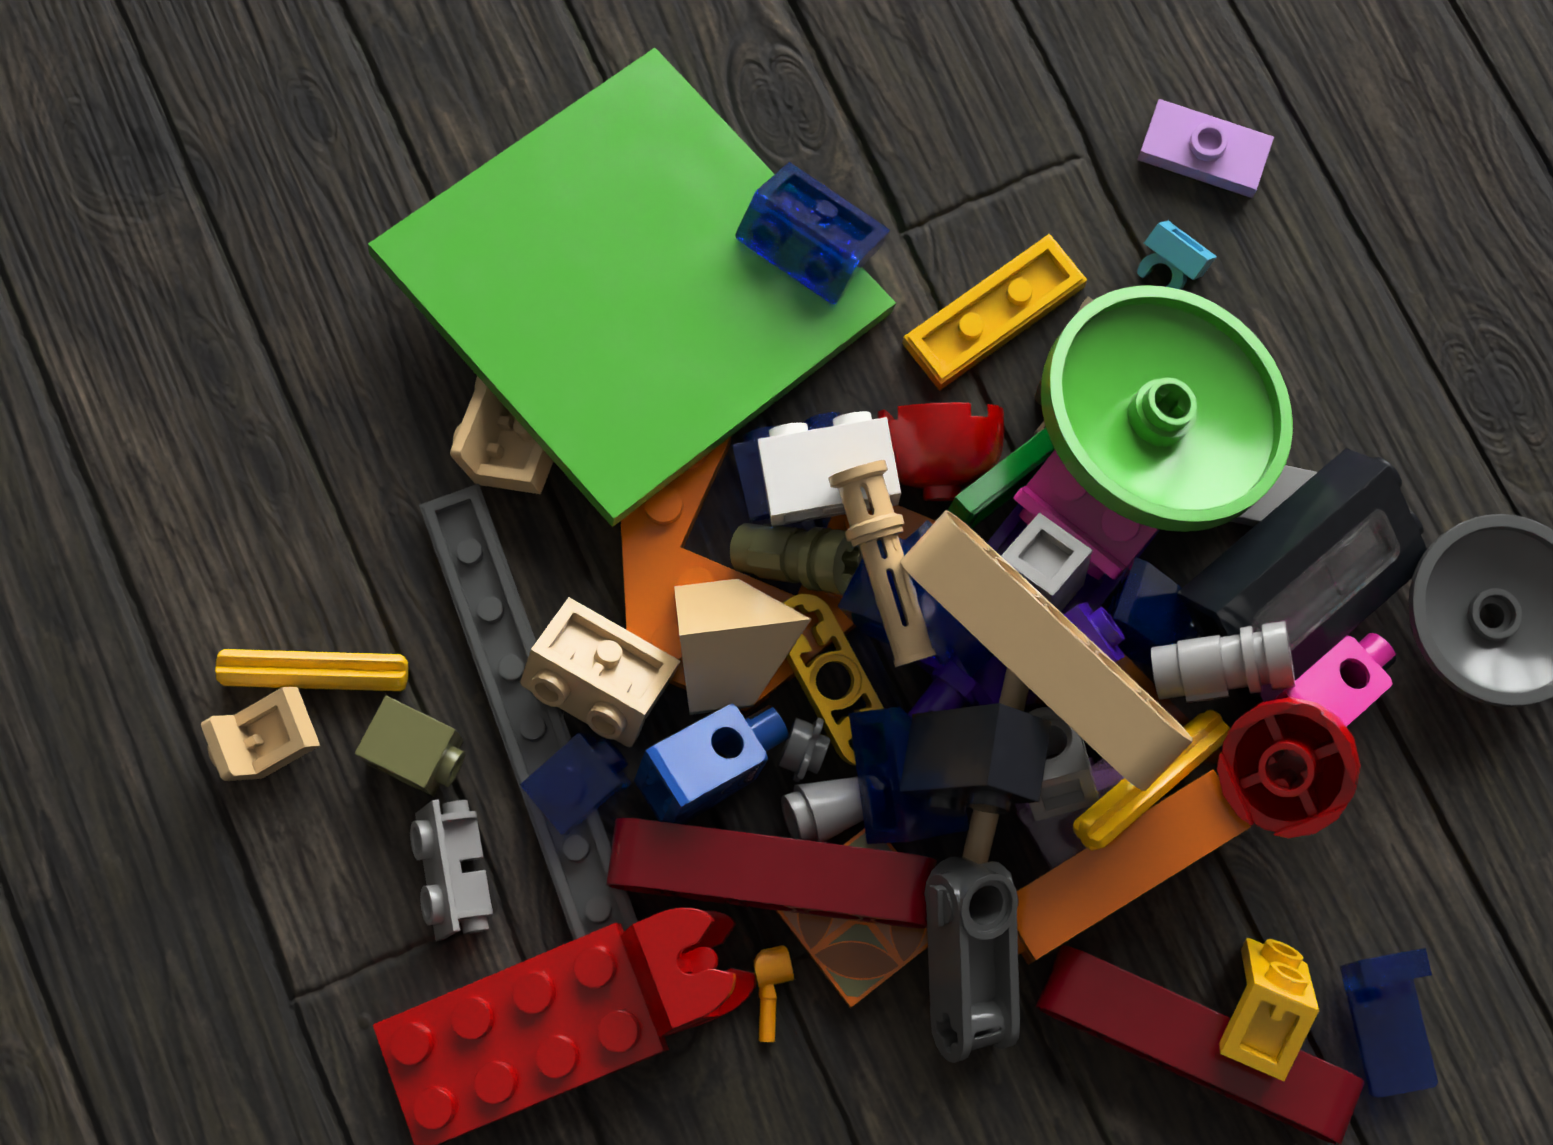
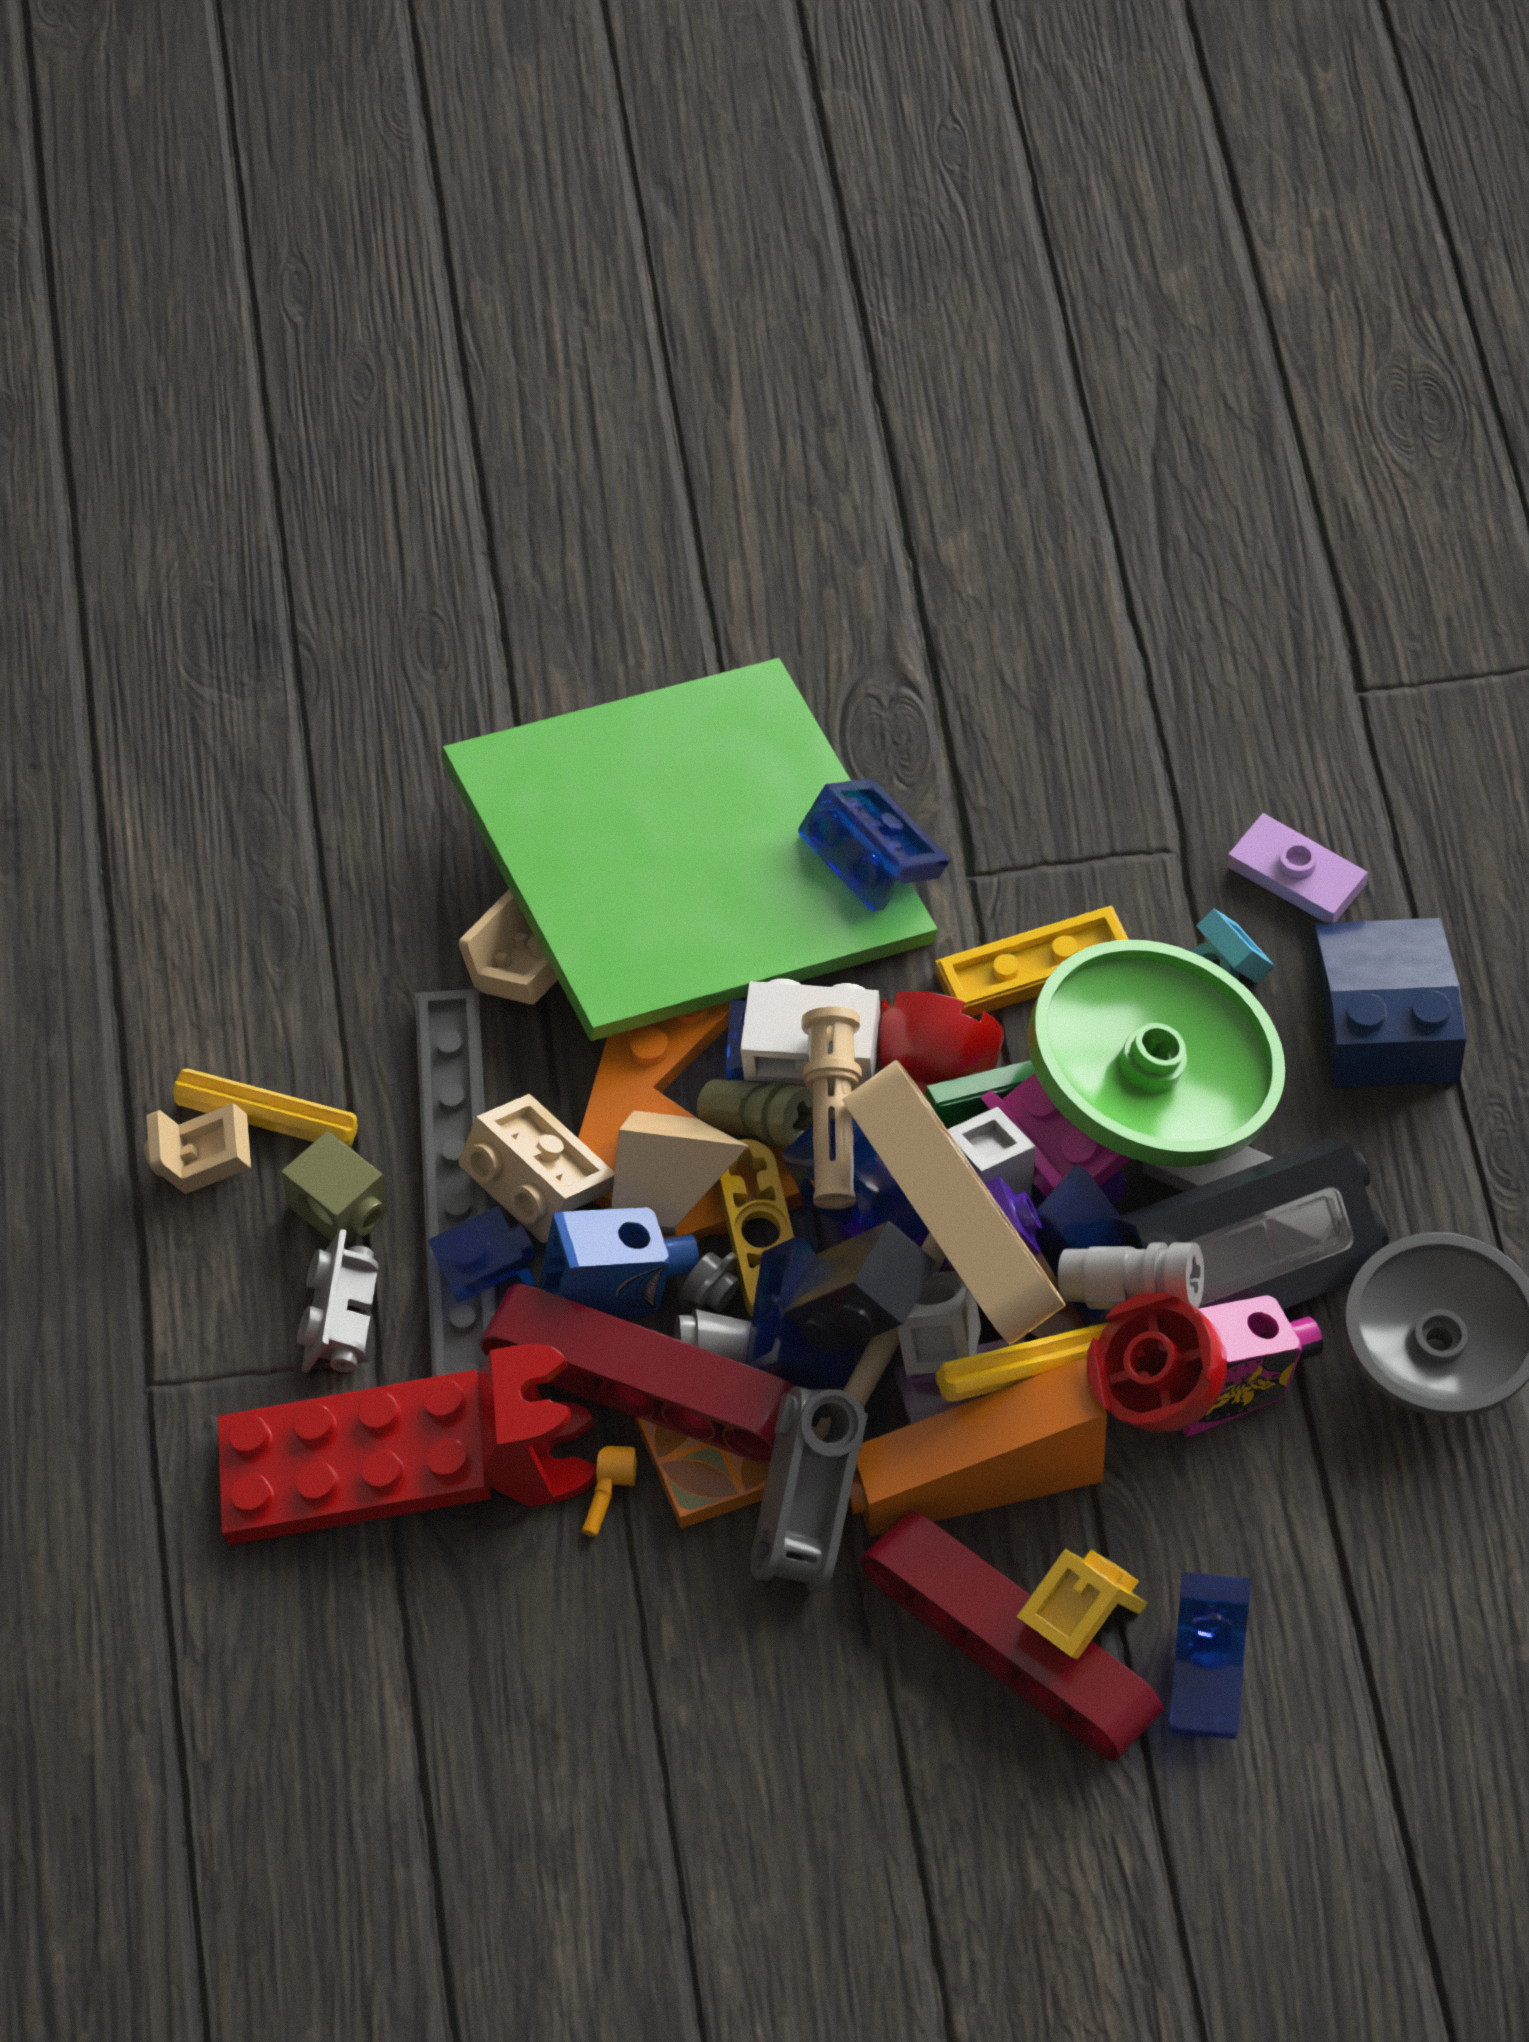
camera: 20 degrees right, 20 degrees down
(1336, 265) = (1390, 1003): none -> dark blue slope

